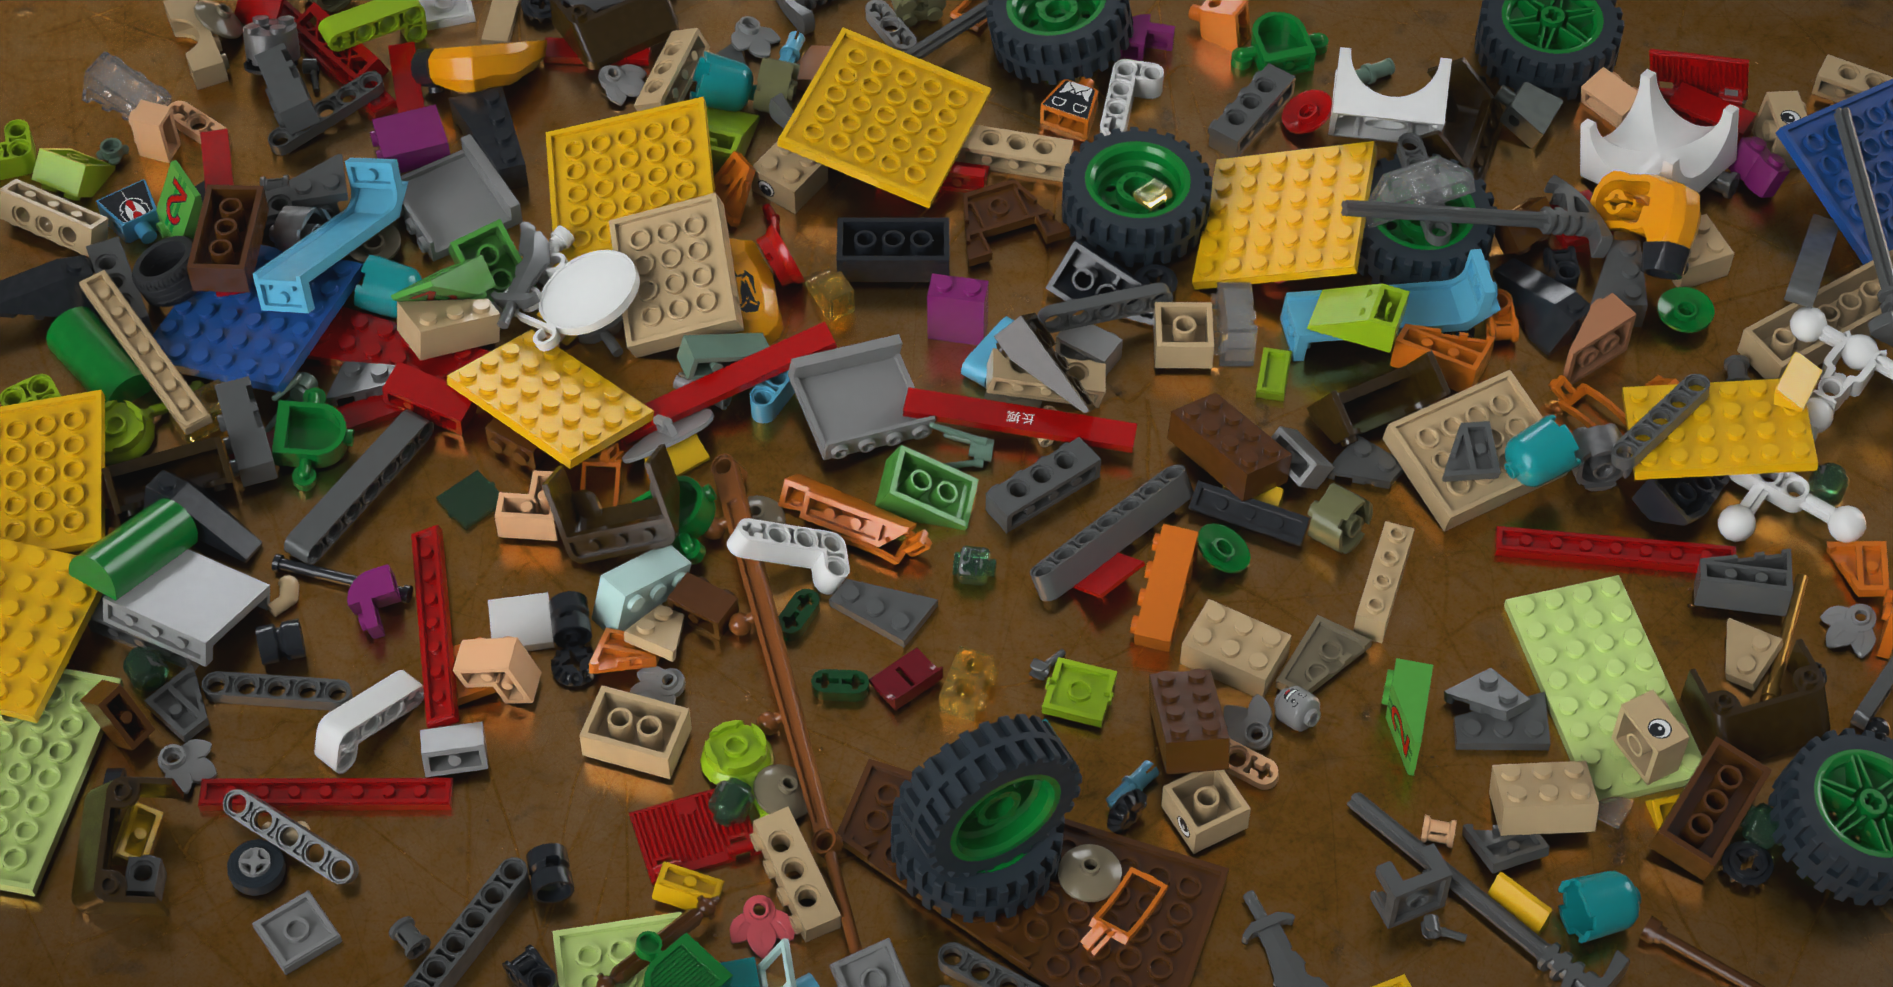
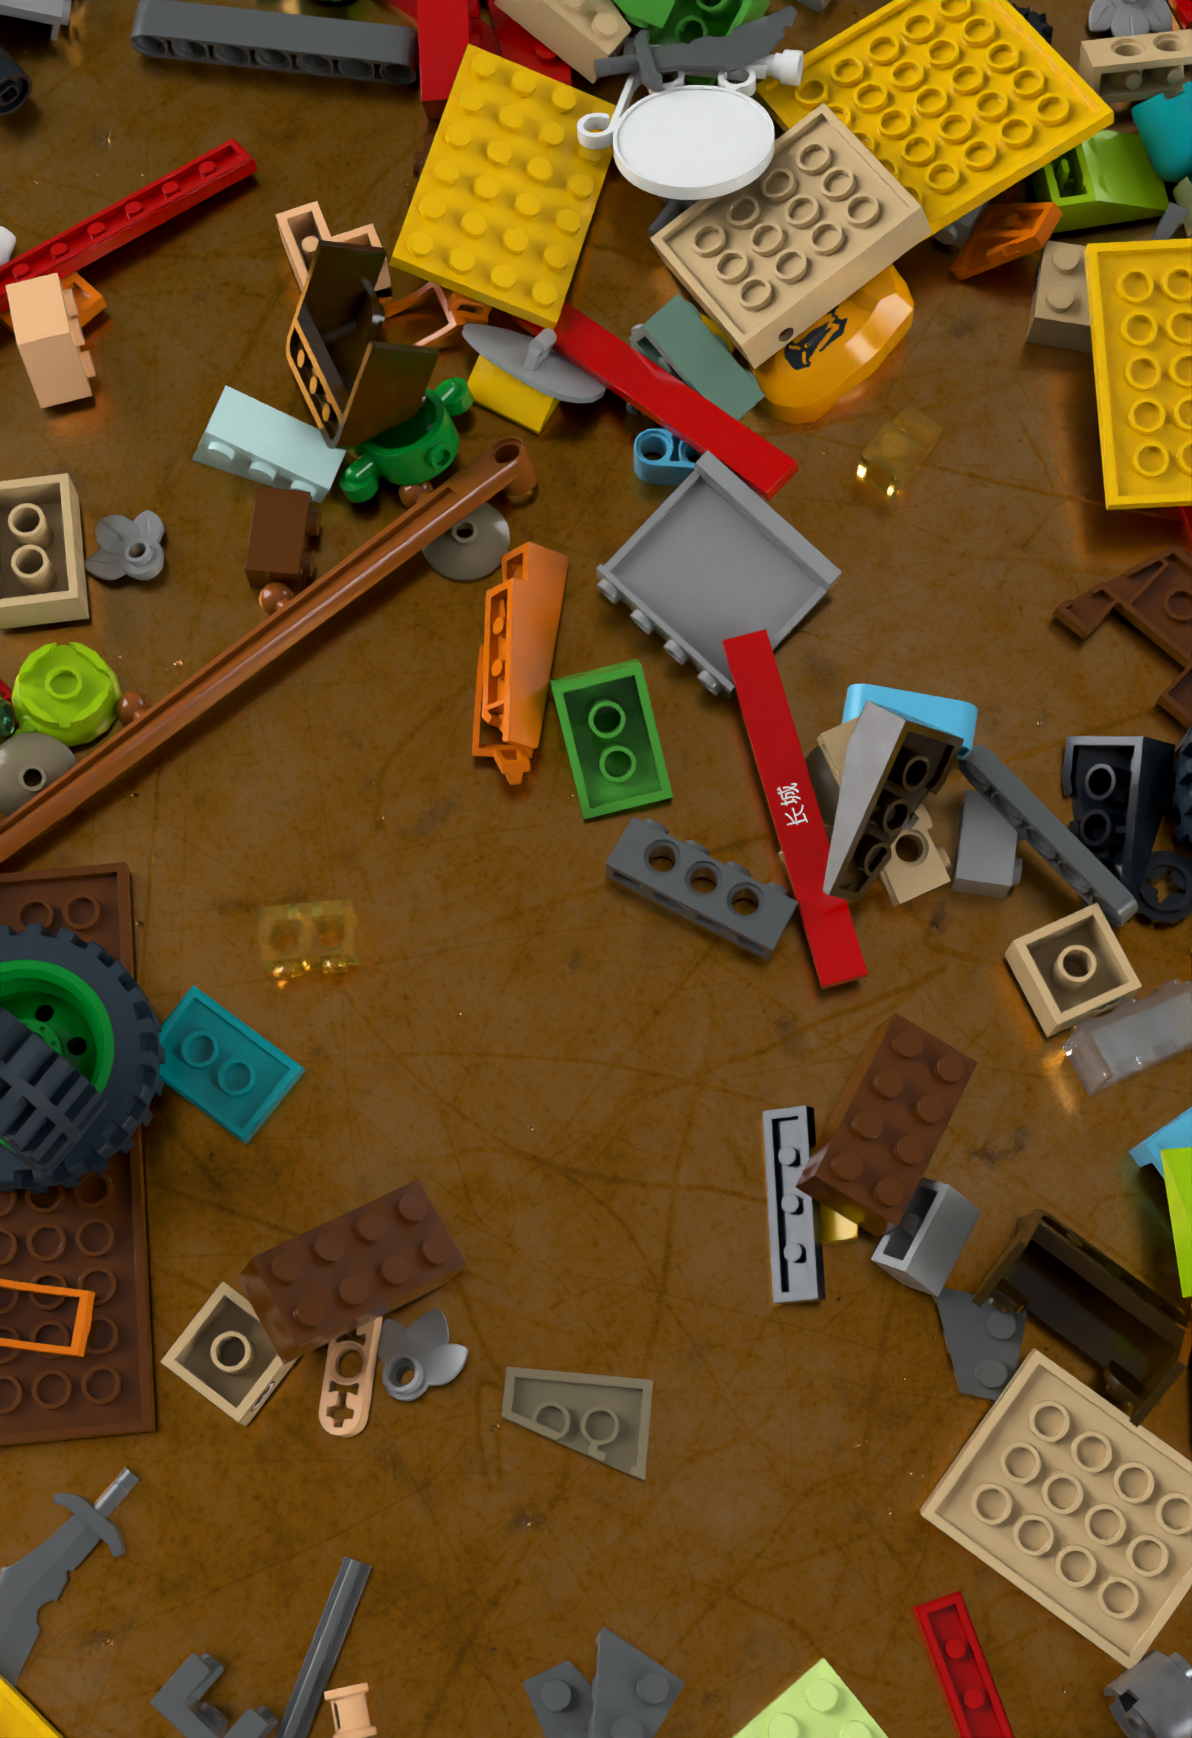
camera: 65 degrees right, 20 degrees up
(280, 563) = (119, 15): black bar -> none
(287, 596) = (76, 48): tan arm -> none
(369, 593) = (98, 136): magenta brick -> none
(470, 499) = (331, 179): clear green piece -> none
(523, 618) = (158, 334): white tile -> none
(566, 672) = (124, 447): black gear -> none
(570, 619) = (178, 388): black wheel -> none
(617, 655) = (161, 478): orange wing -> none
(657, 632) = (205, 503): tan wing -> none
(776, 252) = (918, 346): red piece -> none
(794, 546) = (398, 602): white beam -> none
(803, 618) = (332, 656): dark green beam -> none
(840, 685) = (229, 775): dark green beam -> none
(883, 609) = (390, 772): dark grey wing -> none
(892, 249) = (1012, 497): black brick -> none
(918, 671) = (266, 842): dark red piece -> none
(957, 309) = (938, 631): magenta brick -> none
(974, 565) = (514, 856): clear green head -> none
(980, 447) = (723, 775): sand green plant -> none
(1041, 669) = (386, 1026): dark grey hand -> none
(1079, 692) = (366, 1094): lime plate -> none
(1089, 884) = (80, 1252): dark tan dish -> none
(1109, 575) = (582, 1041): red piece -> none
(1111, 532) = (660, 1022): dark grey beam -> none
(1126, 811) = (181, 1245): black gear -> none
(1136, 780) = (235, 1232): medium azure axle -> none
(1166, 587) = (589, 1138): orange wedge -> none
(1223, 548) = (723, 1206): green dish -> none
(1235, 649) = (533, 1284): tan brick -> none
(1273, 374) = (1084, 1133): lime tile -> none
(1297, 708) = (472, 1417): light grey head -> none
(1339, 519) = (837, 1343): olive brick -> none
(1383, 581) = (762, 1456): tan brick -> none
(1406, 701) = (535, 1584): bright green slope -> none
(1472, 454) = (1045, 1505): dark grey wing -> none
(1541, 453) = (1089, 1617): teal cylinder -> none

